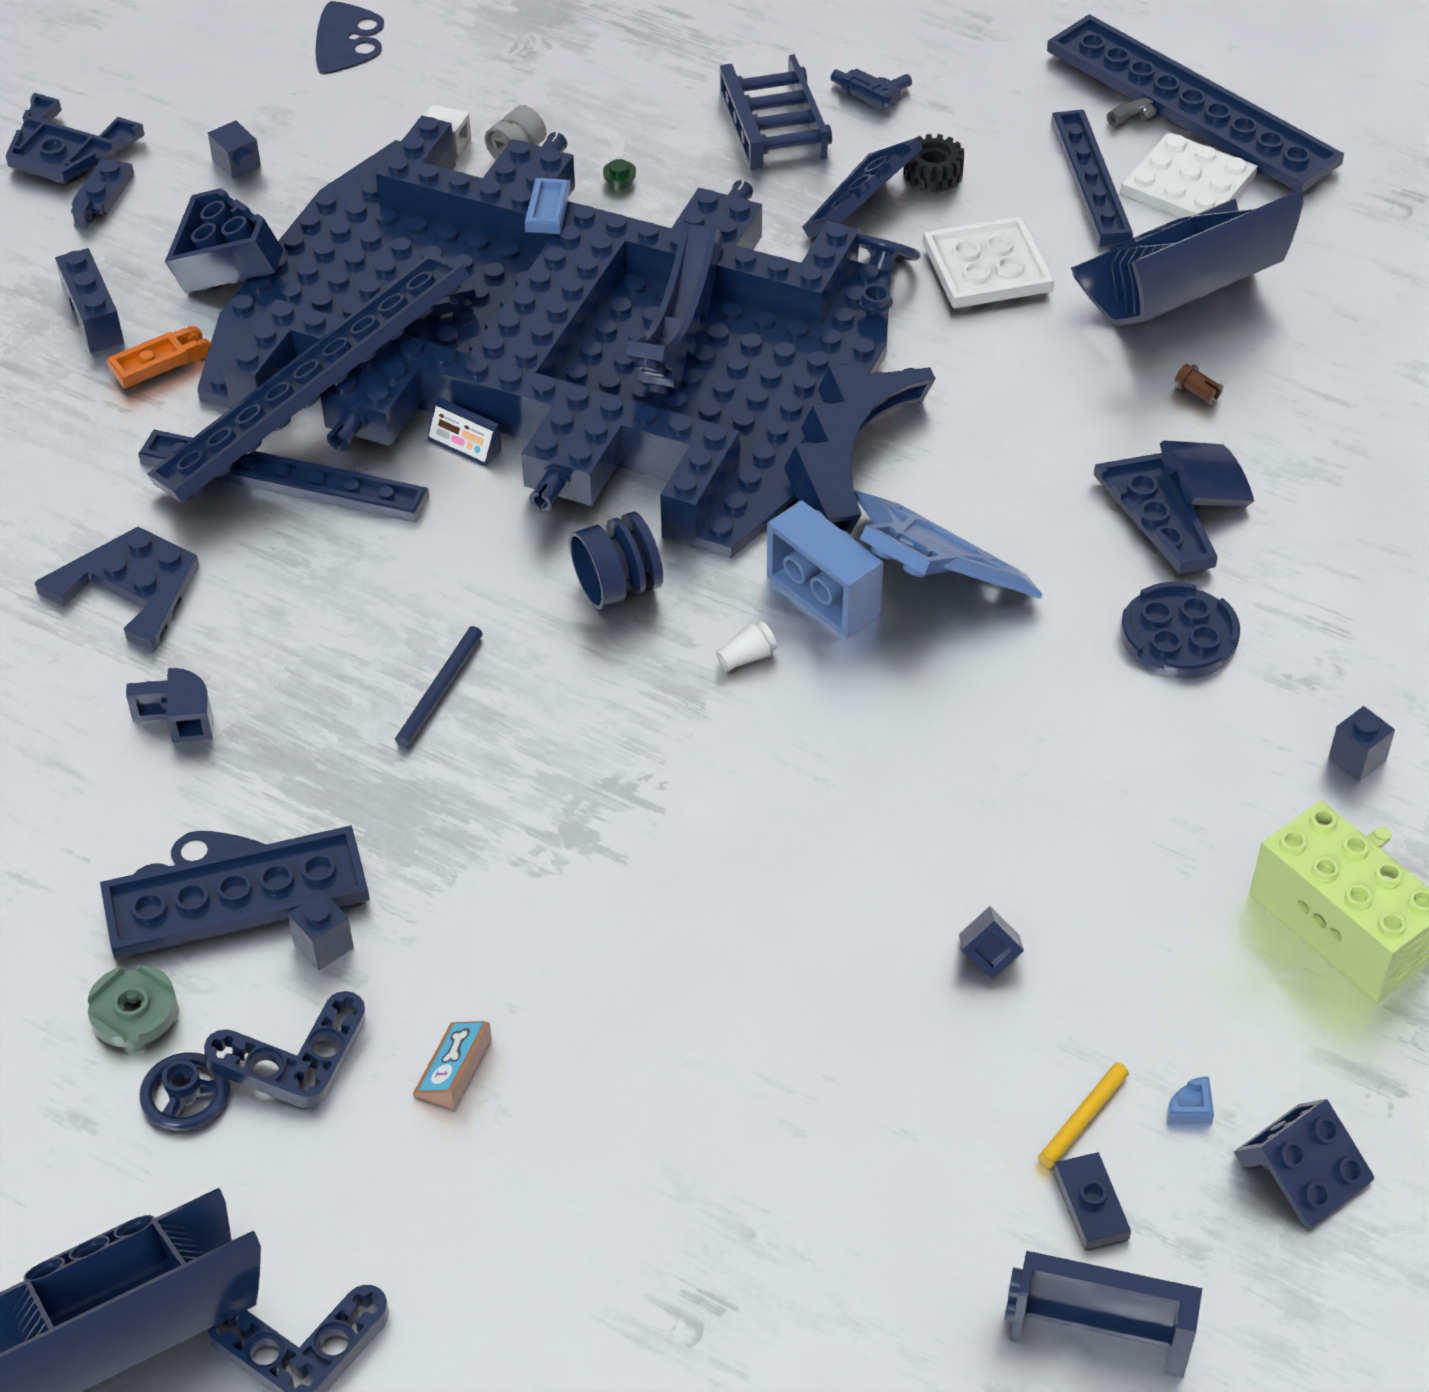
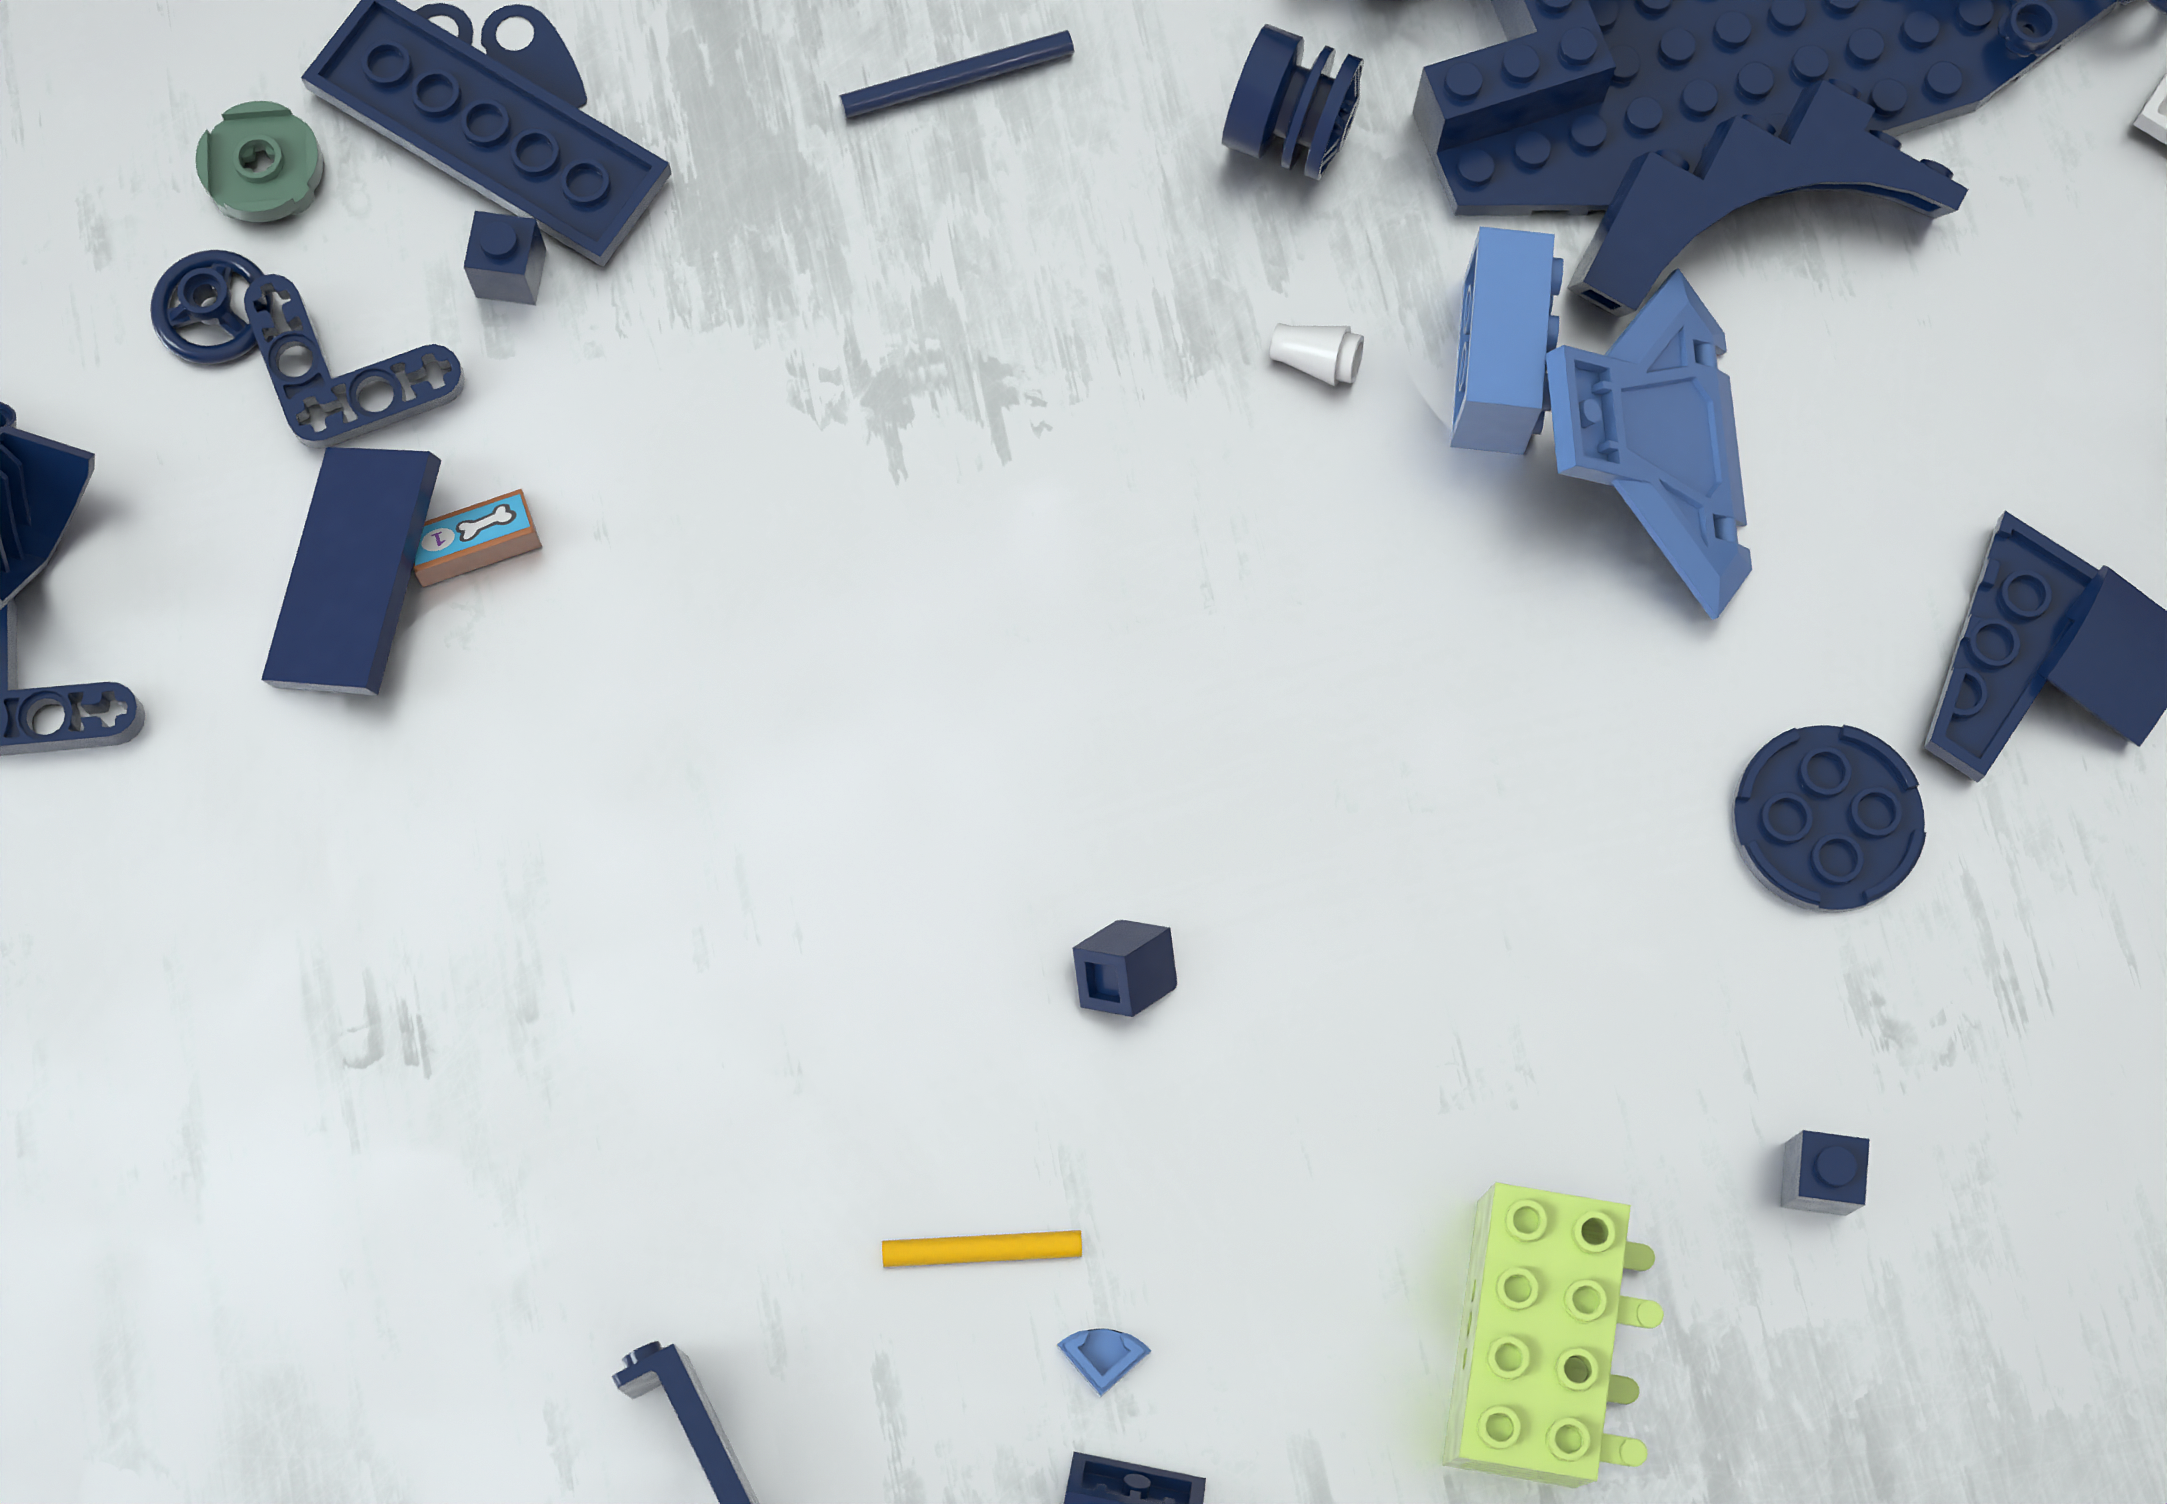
camera: 45 degrees right, 25 degrees up
(415, 1126) = (351, 570): none -> dark blue tile
(1092, 1200) = (872, 1343): dark blue plate -> none

